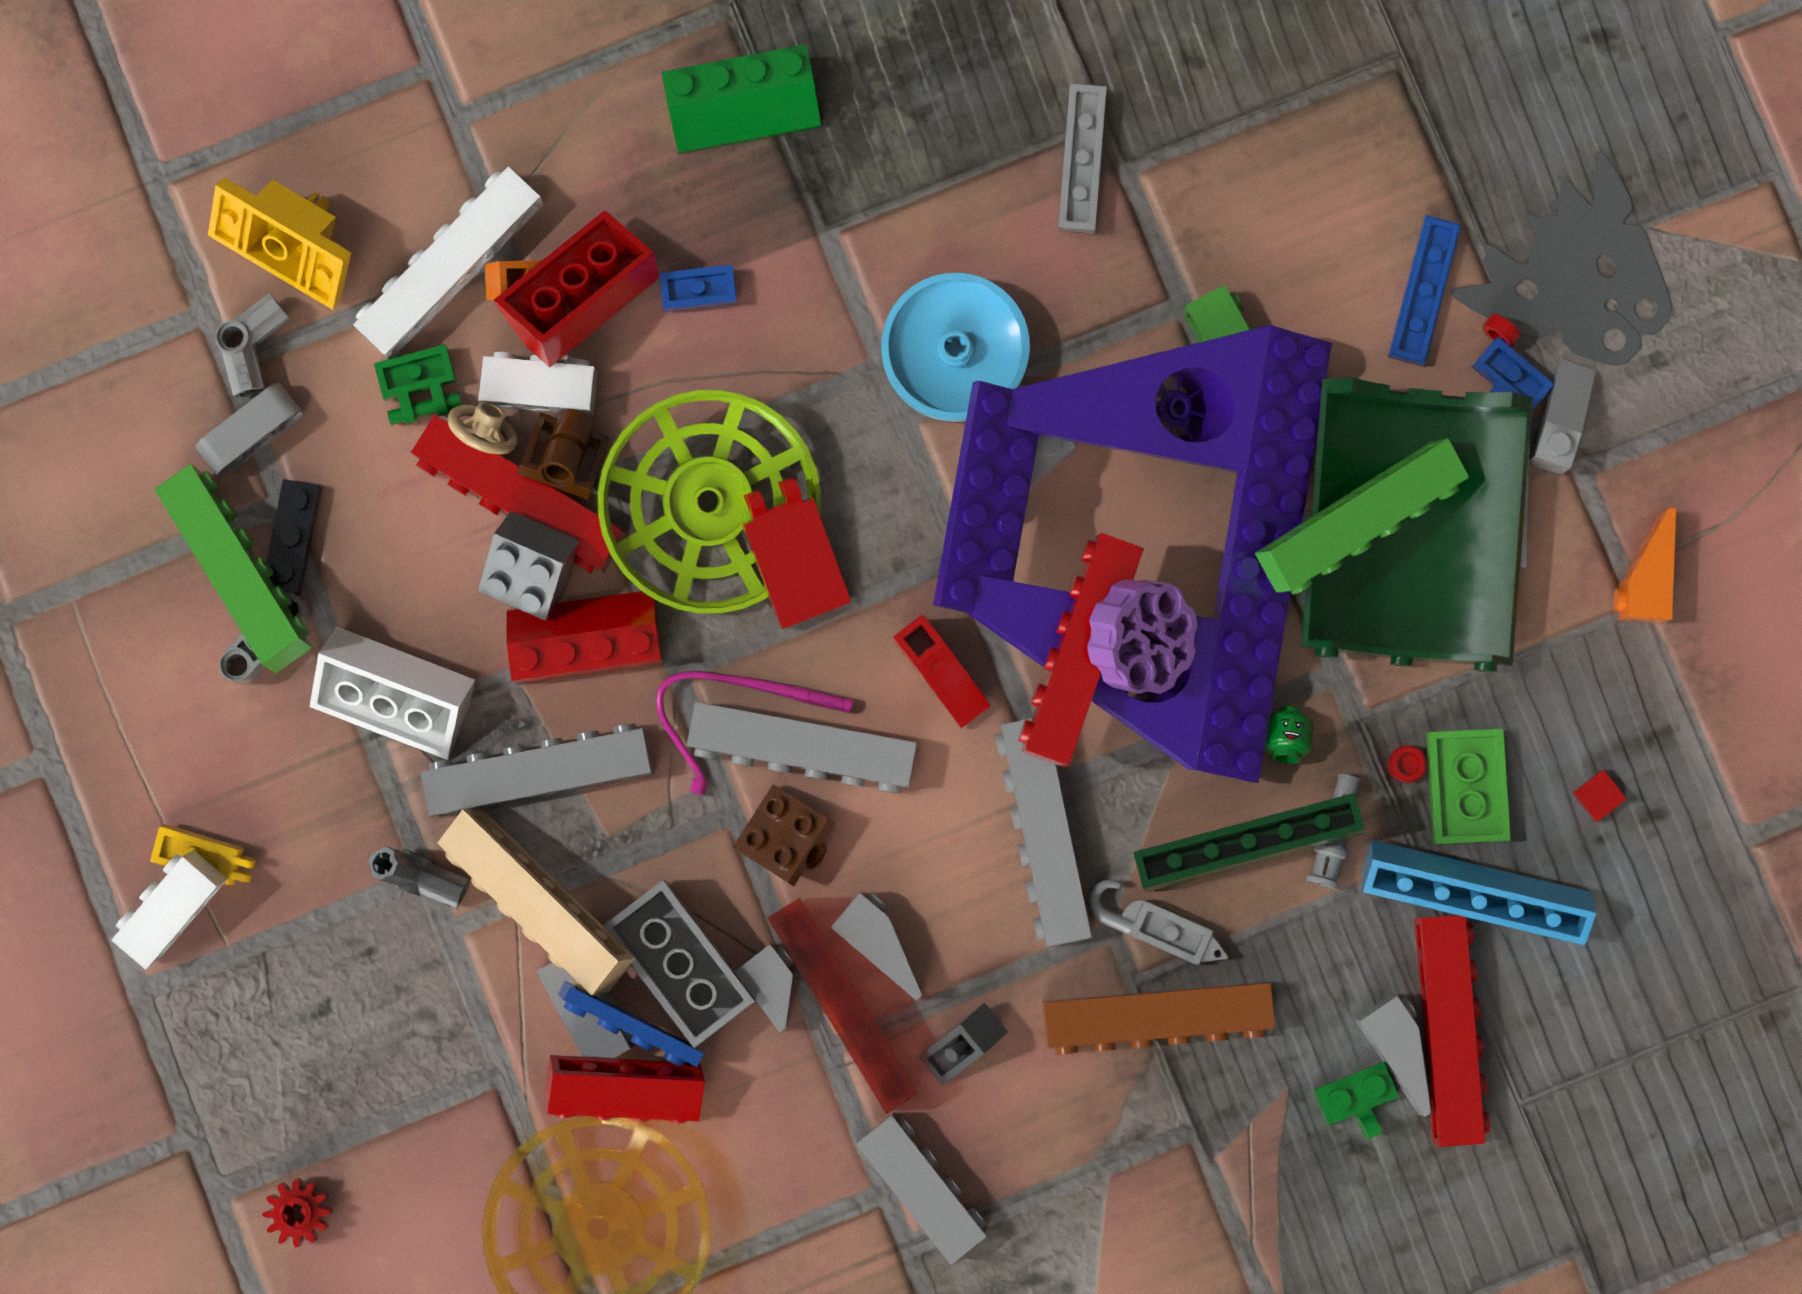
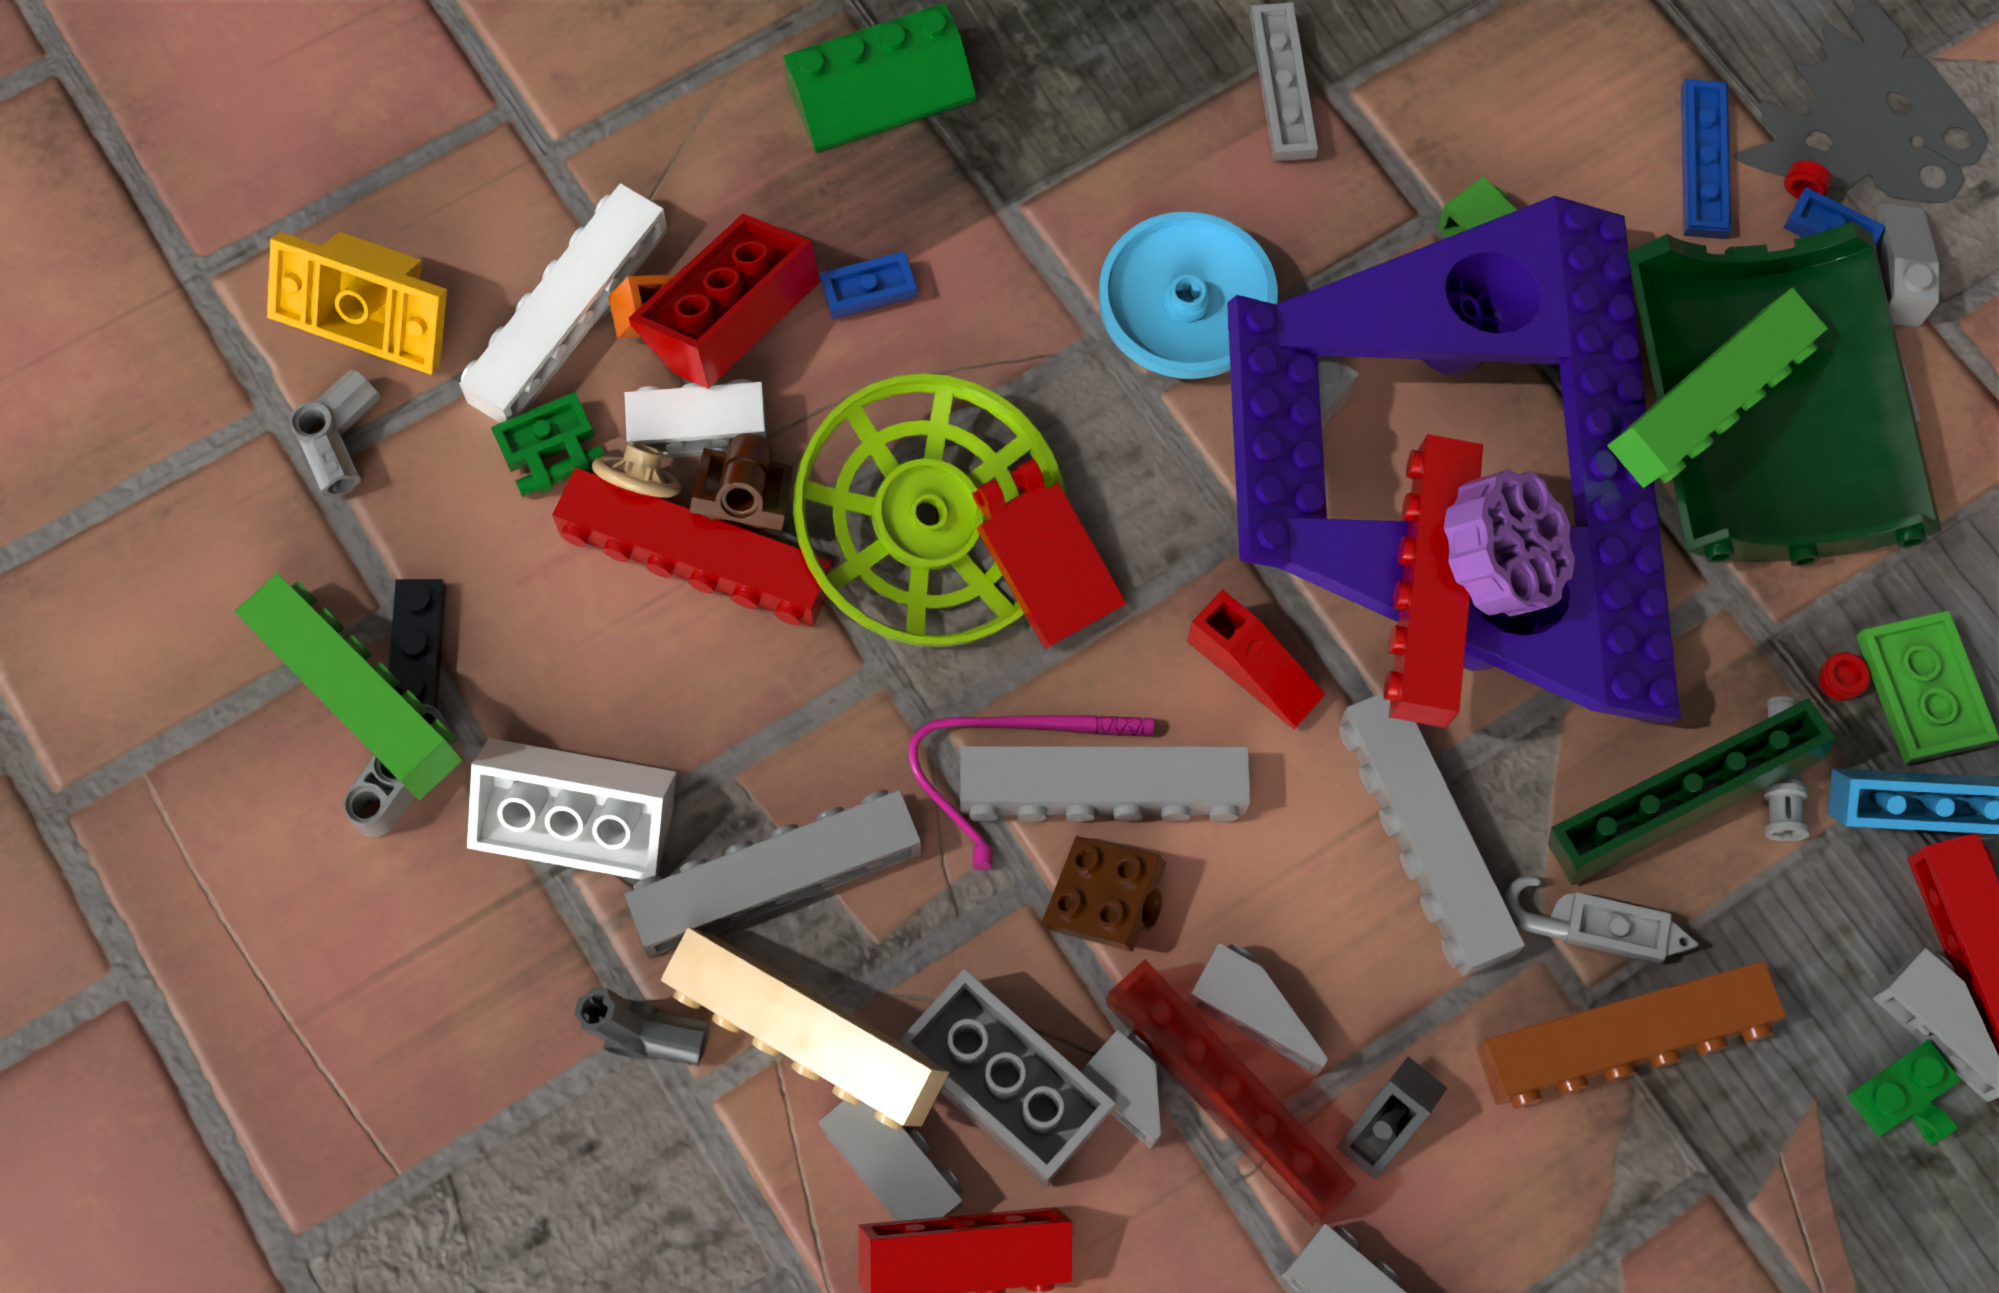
camera: 15 degrees left, 15 degrees down
(168, 908) = (313, 1132): white brick -> none
(219, 854) = (348, 1058): yellow hinge -> none
(249, 430) = (345, 529): light grey beam -> none
(528, 565) = (720, 619): brick -> none
(584, 638) = (805, 703): red slope -> none
(644, 1033) = (937, 1158): blue plate -> none
(1289, 735) = (1699, 664): green head -> none

